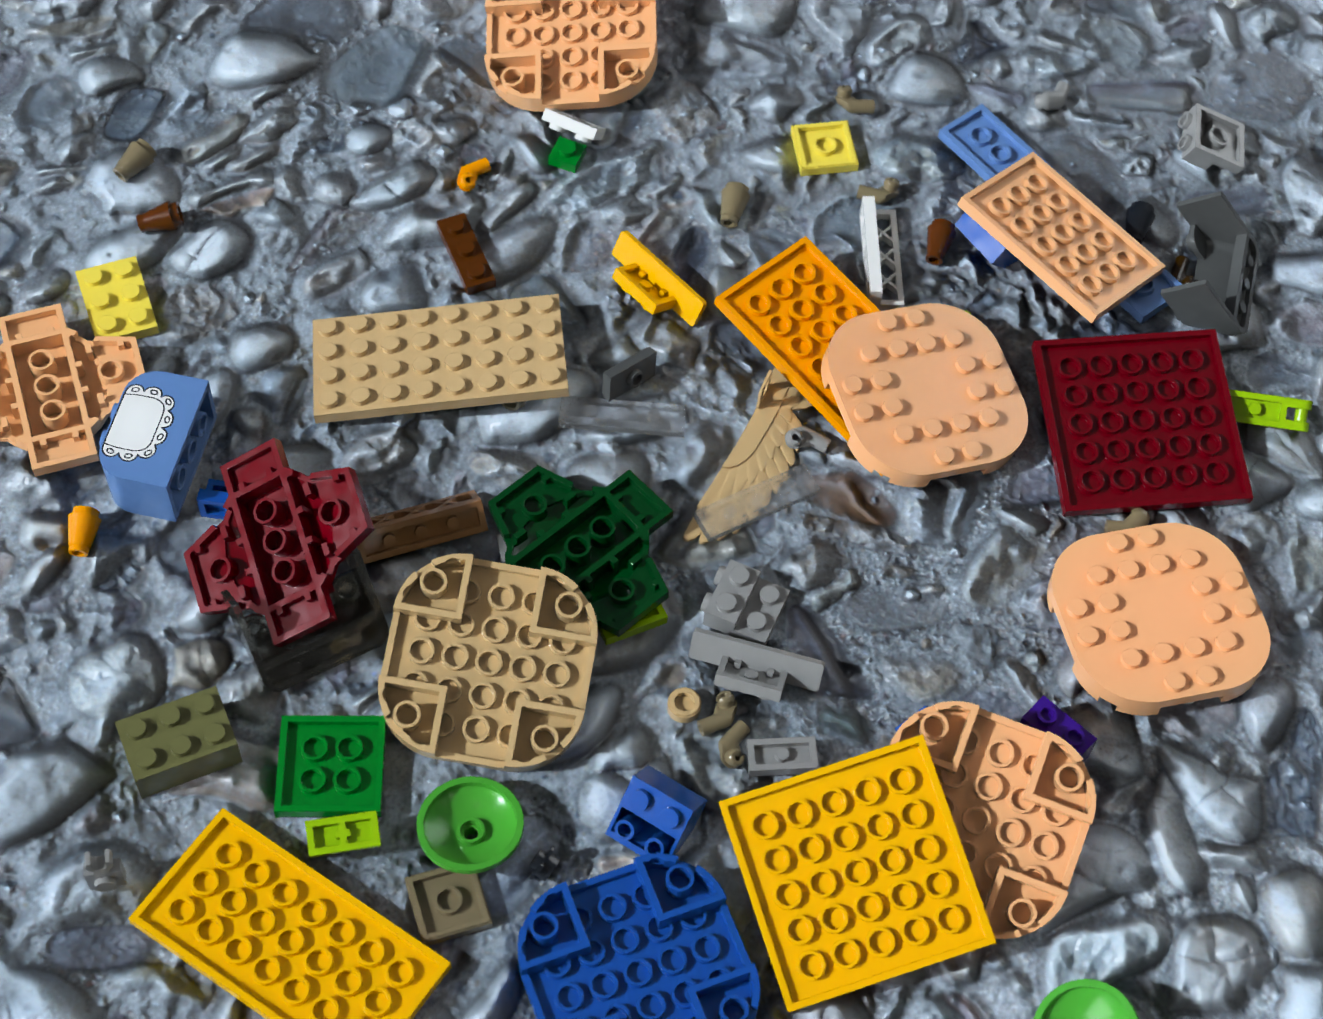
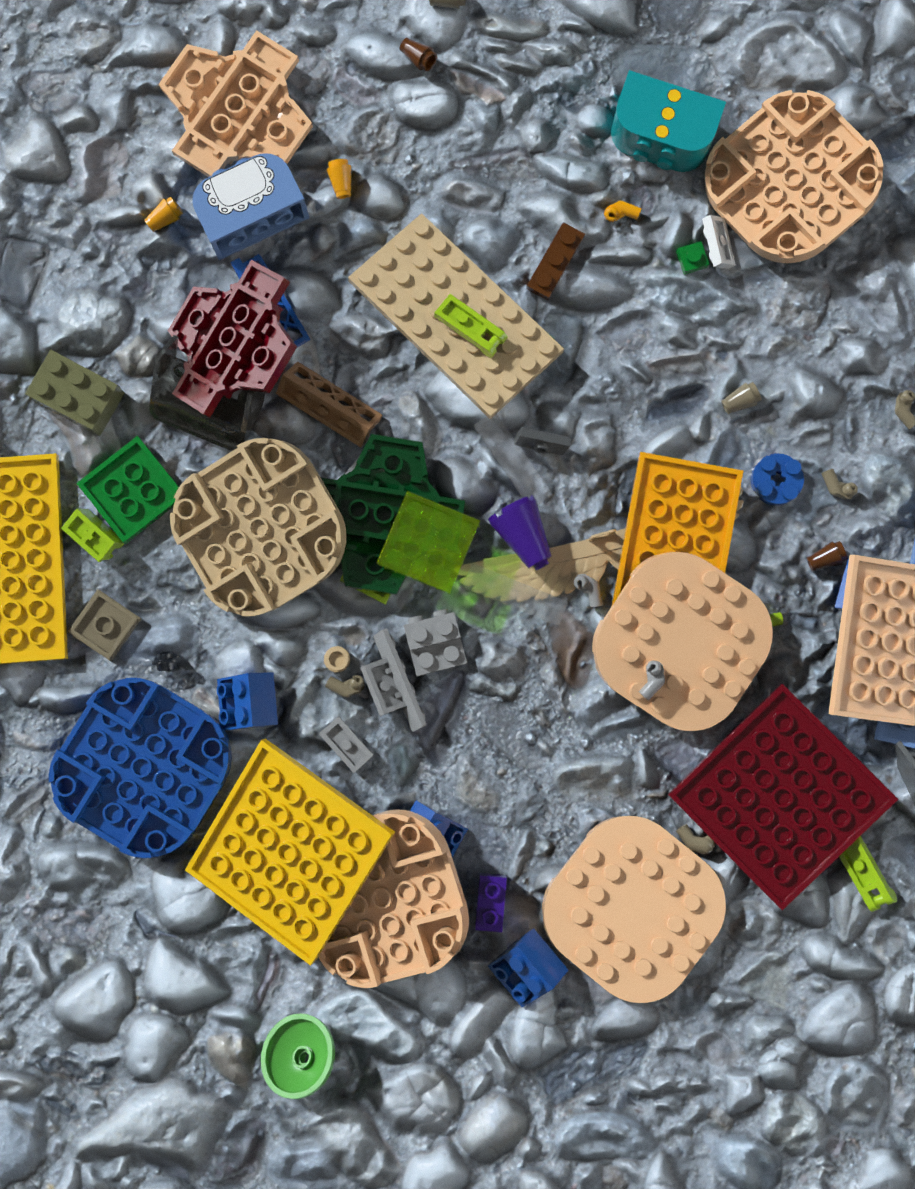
camera: 55 degrees right, 25 degrees up
(117, 299) = (337, 85): light yellow plate -> none
(208, 358) = (340, 177): none -> light orange cone
(427, 83) = (665, 123): none -> teal brick
(467, 341) = (470, 325): none -> lime plate
(468, 808) = (138, 589): bright green dish -> none
(644, 522) = (428, 542): none -> clear neon green plate
(654, 282) = (628, 397): yellow bracket -> none
(705, 445) = (523, 532): none -> dark purple cone
(730, 745) = (330, 708): dark tan arm -> none
(824, 148) = (847, 420): light yellow tile -> none
(838, 218) = (788, 469): none -> blue plate
(874, 258) = (781, 517): white fence -> none
(946, 429) = (655, 679): none -> light grey arm
(1151, 753) = (528, 968): none -> blue slope

